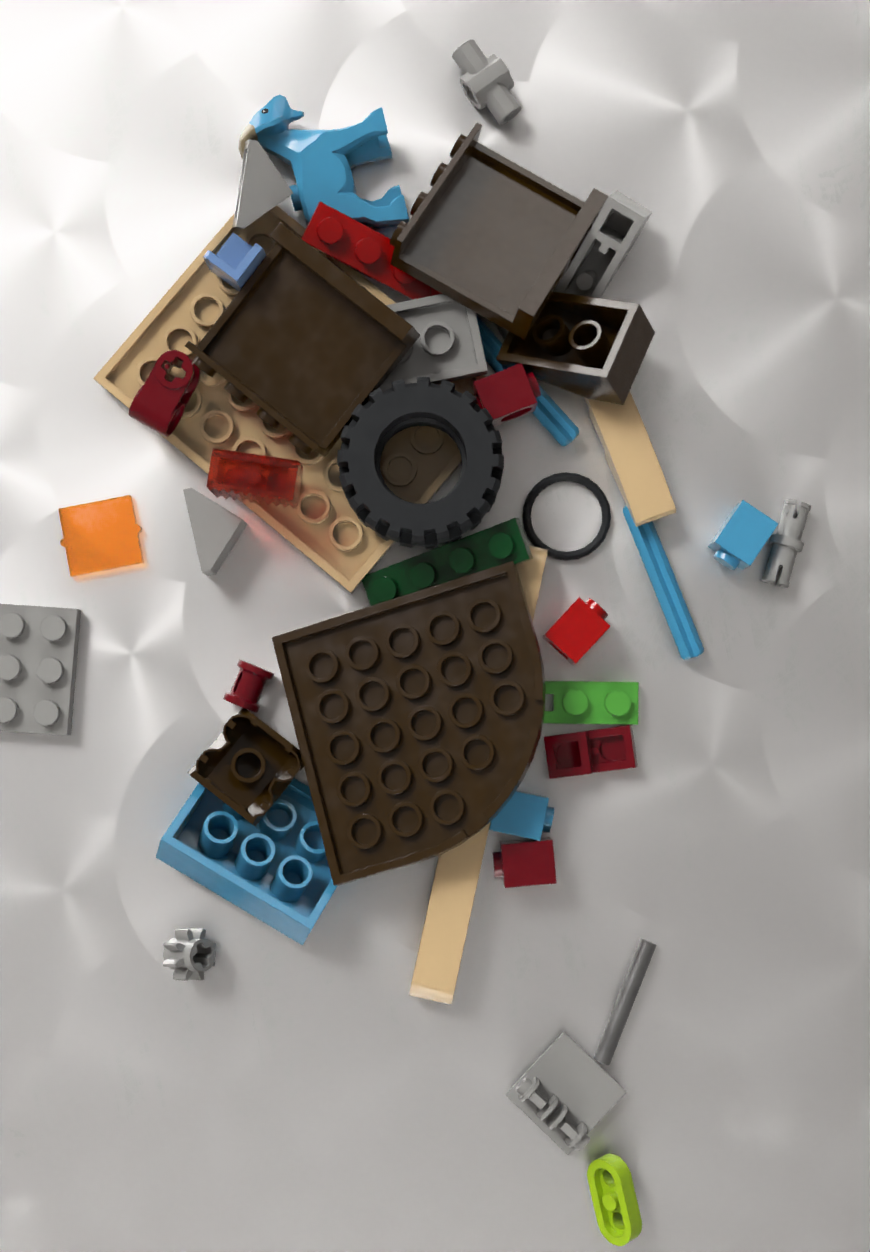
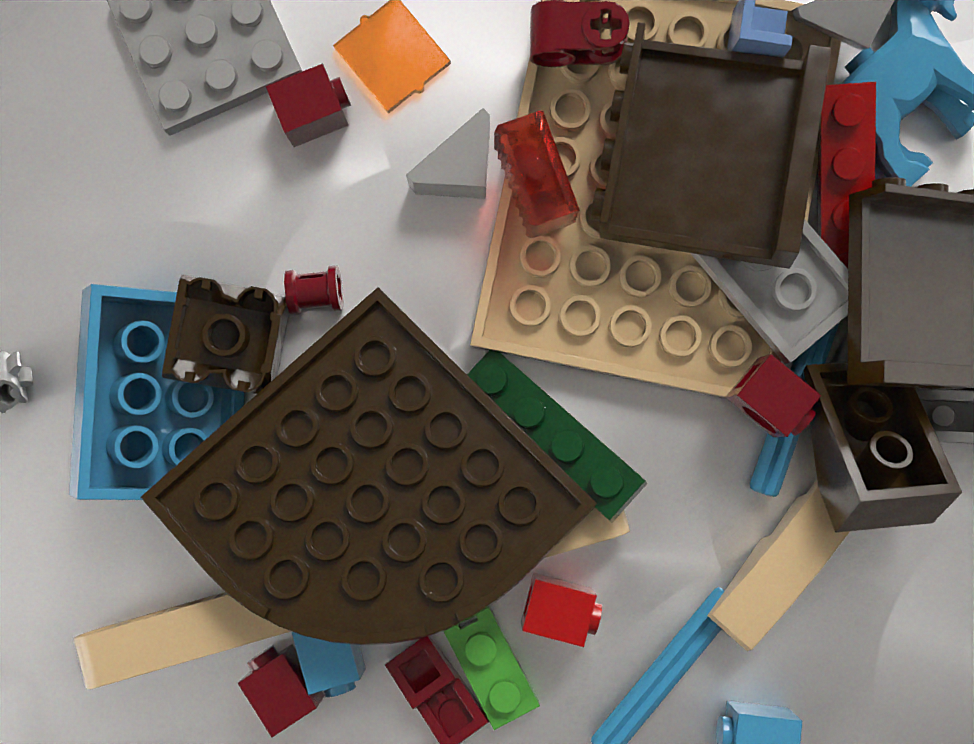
camera: 60 degrees right, 0 degrees up
(108, 615) = (309, 104): none -> dark red brick
(408, 407) = (705, 301): black tyre -> none
(573, 477) = (724, 525): black tyre -> none

